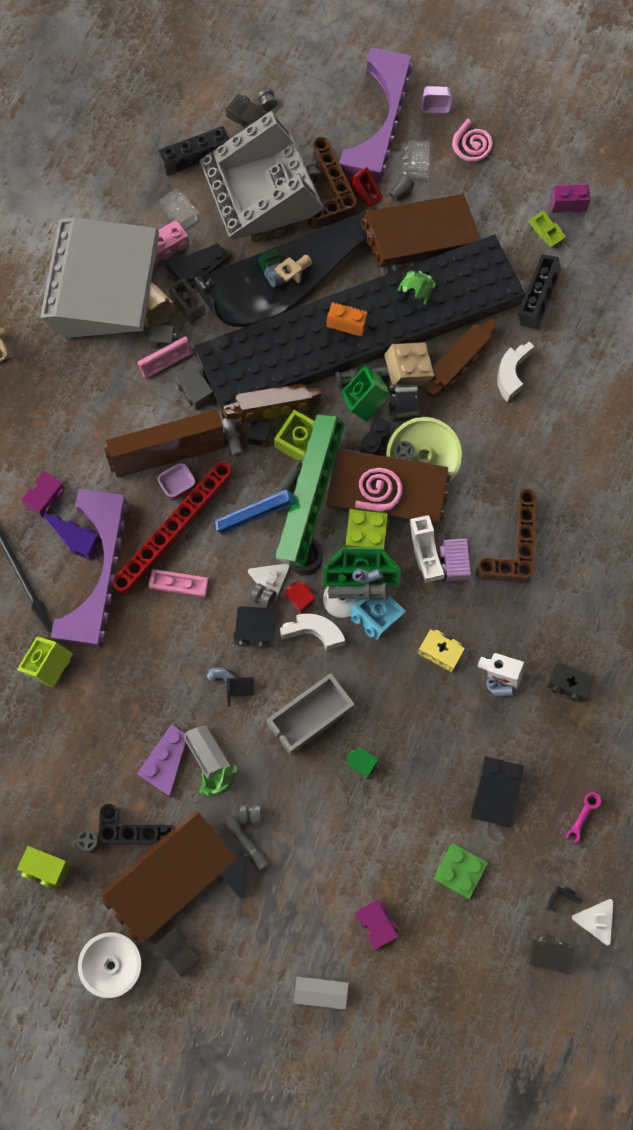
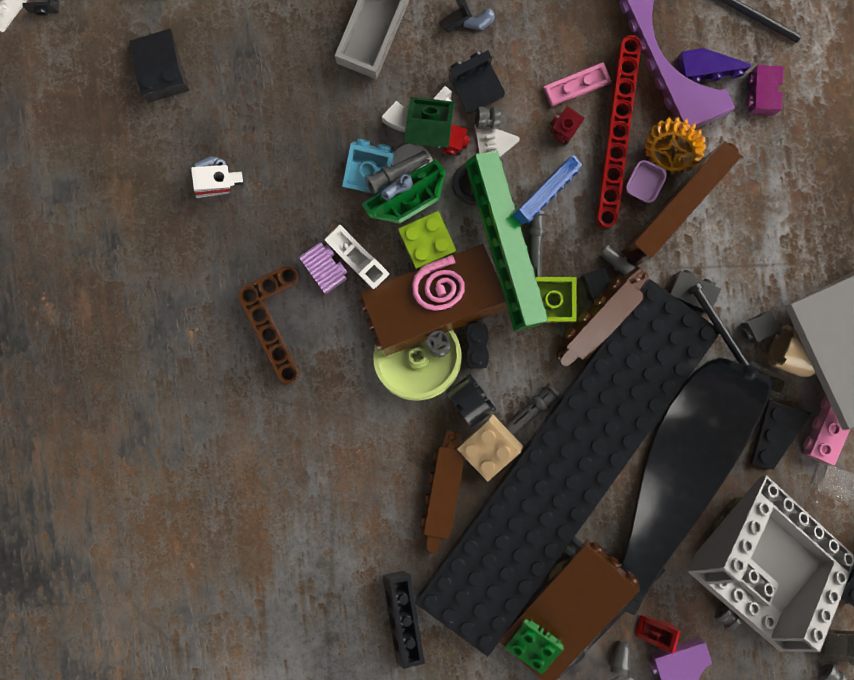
camera: 150 degrees right, 15 degrees up
(139, 489) = (686, 140): none -> light orange gear
(165, 357) = (744, 304): bright pink tile -> none
(194, 382) = (717, 322): none -> black bar
(208, 555) = (566, 125): none -> dark red brick
(268, 262) = (696, 471): leg -> none
(294, 269) = (674, 483): tan bracket -> none
(312, 610) = (429, 122): none -> dark green slope
(335, 185) = (692, 616): reddish brown beam -> none
(346, 319) = (583, 450): orange brick -> none
(361, 762) = (298, 15): green brick -> none
(365, 393) = (515, 388): green slope -> none
(420, 282) = (532, 537): bright green helmet -> none
(445, 659) = (275, 161): light yellow brick -> none
(458, 220) = (534, 647): none -> green hinge
(507, 380) = (385, 501): white arch -> none
(580, 680) = (155, 214): pearl dark grey brick -> none
(584, 814) = (62, 102): dark pink brick -> none

